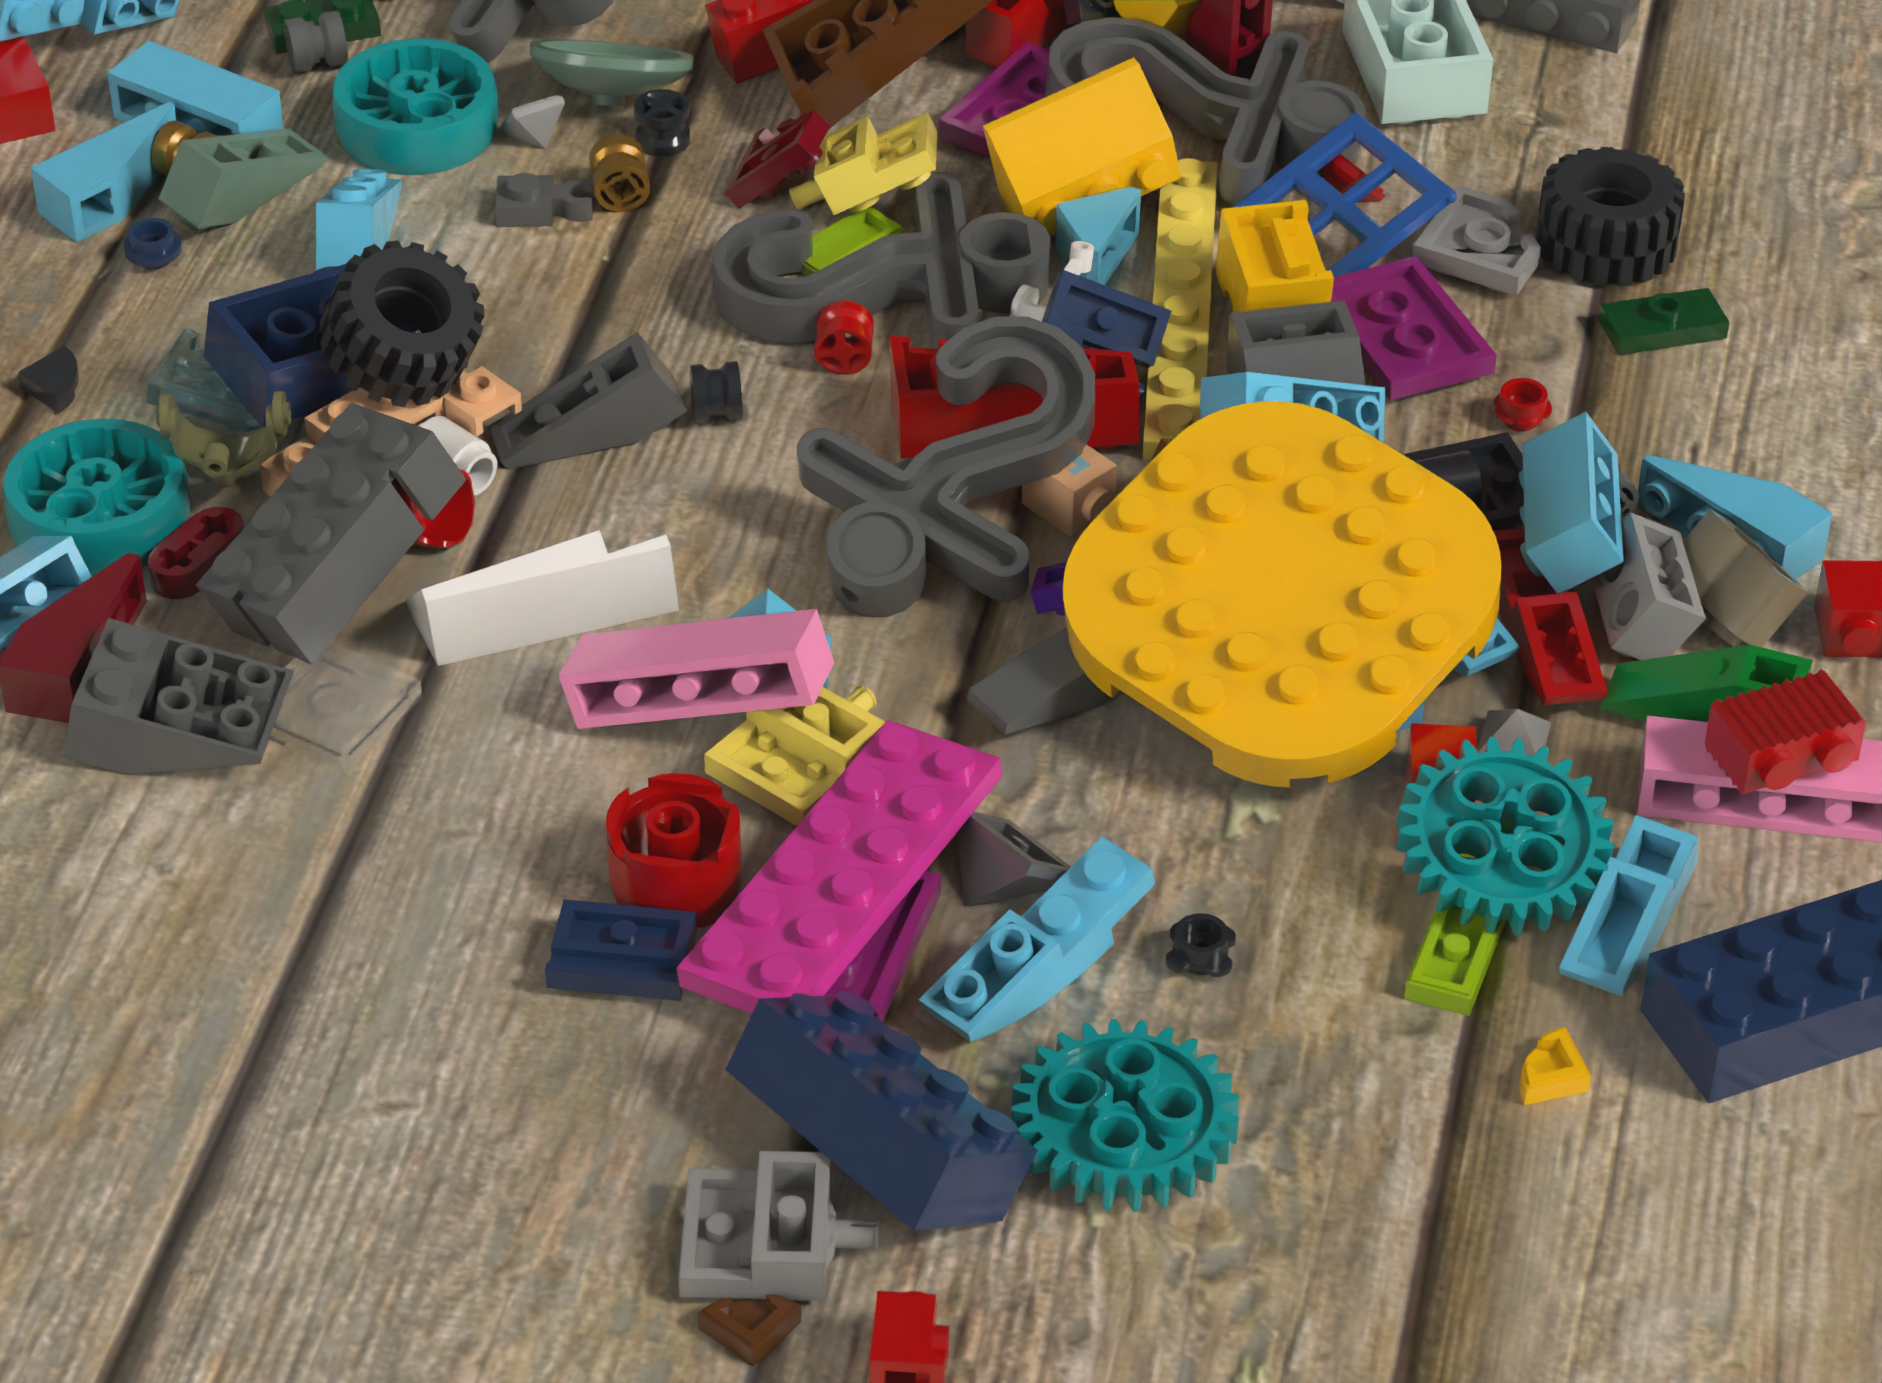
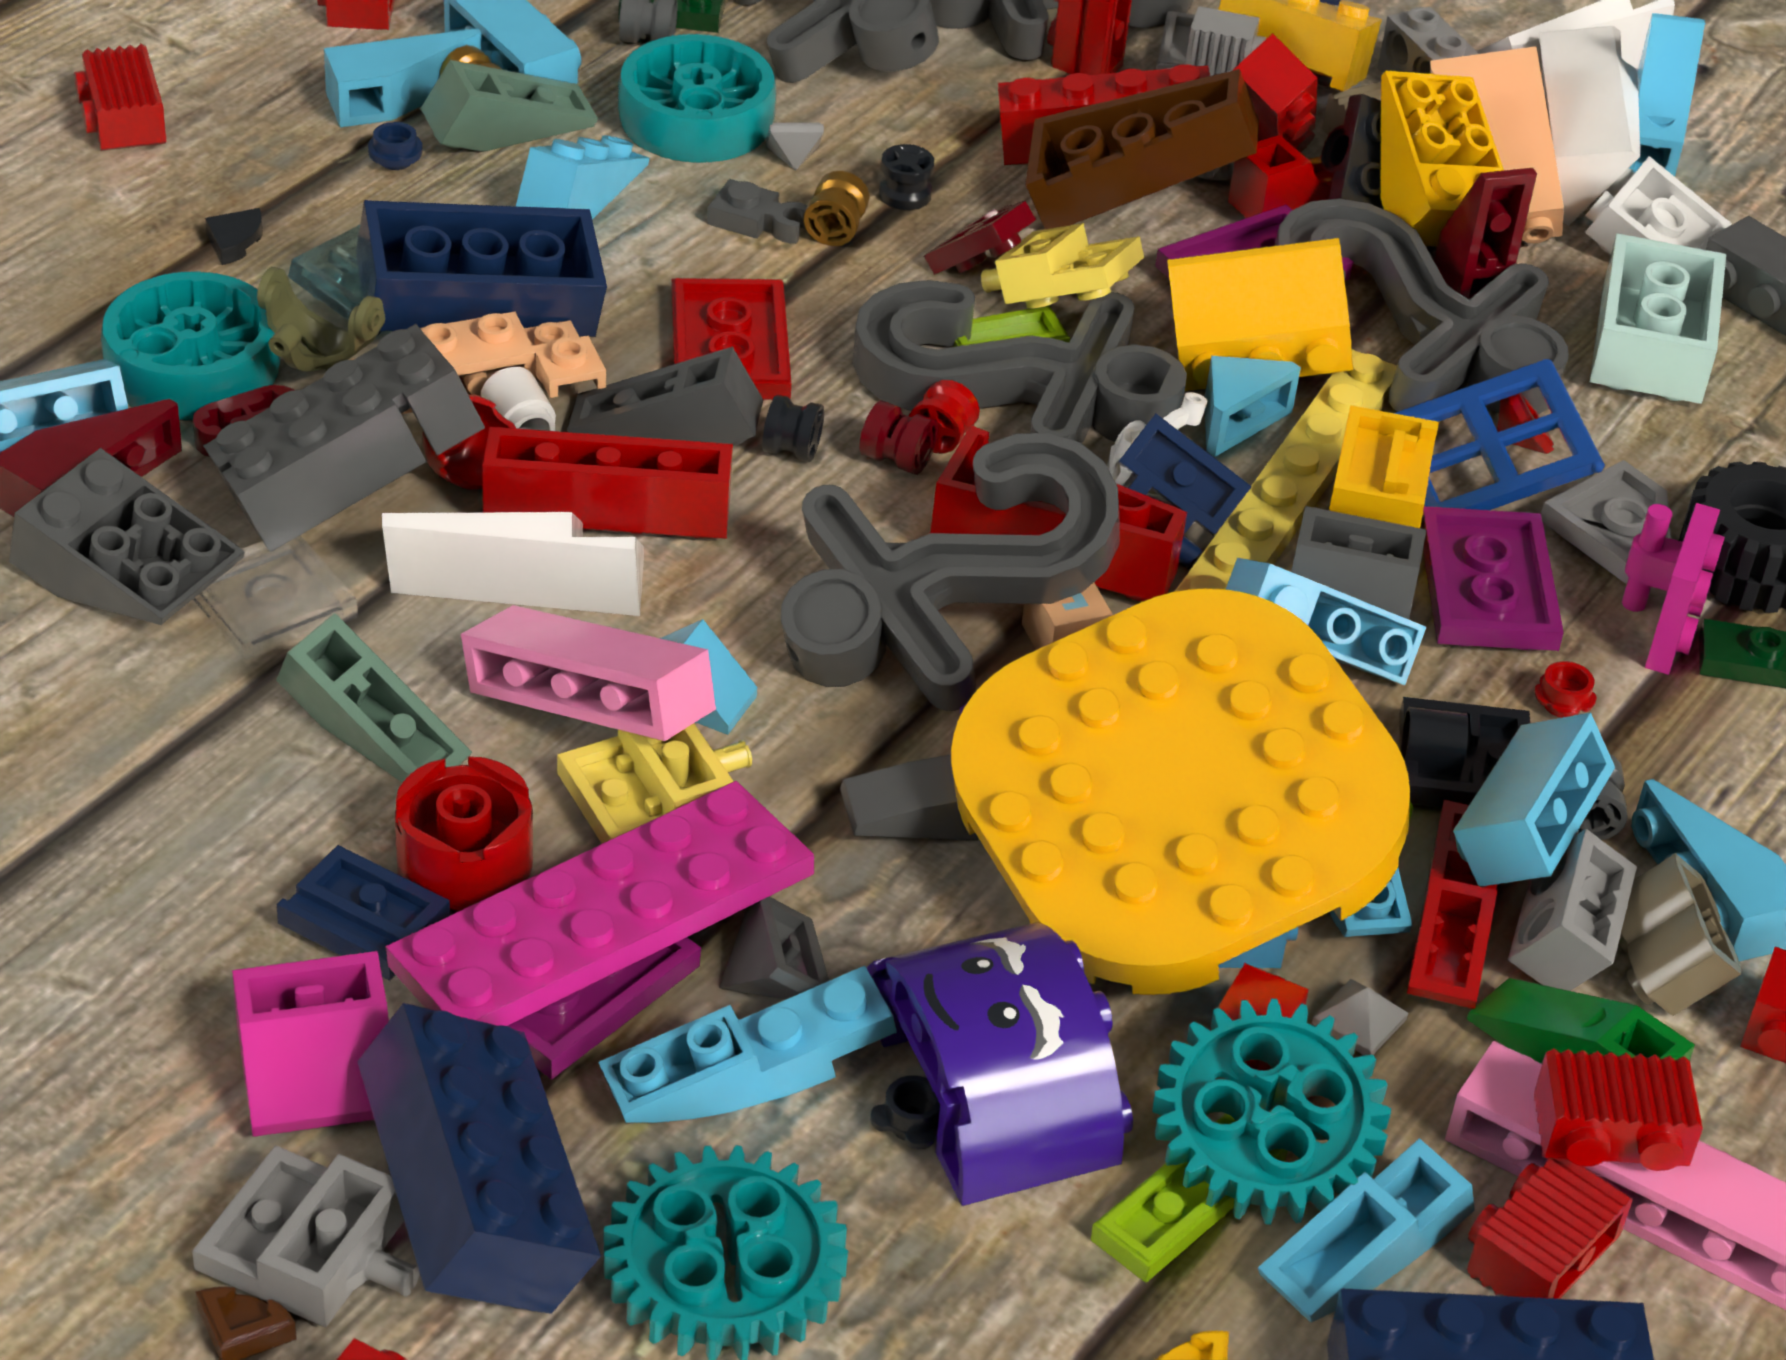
camera: 20 degrees right, 0 degrees up
(387, 358) = (528, 233): black tyre -> none
(506, 771) = (366, 702): none -> sand green slope
(586, 314) = (739, 315): none -> red tile
(605, 487) = (611, 480): none -> red brick
(610, 68) = (885, 114): sand green dish -> none
(661, 1071) = (303, 1038): none -> dark pink slope
(816, 369) = (898, 437): none -> dark red wheel
(1272, 860) = (1012, 1058): none -> dark purple cylinder
(1574, 273) = (1676, 569): none -> dark pink plate
(1768, 855) = (1547, 1230): none -> red brick

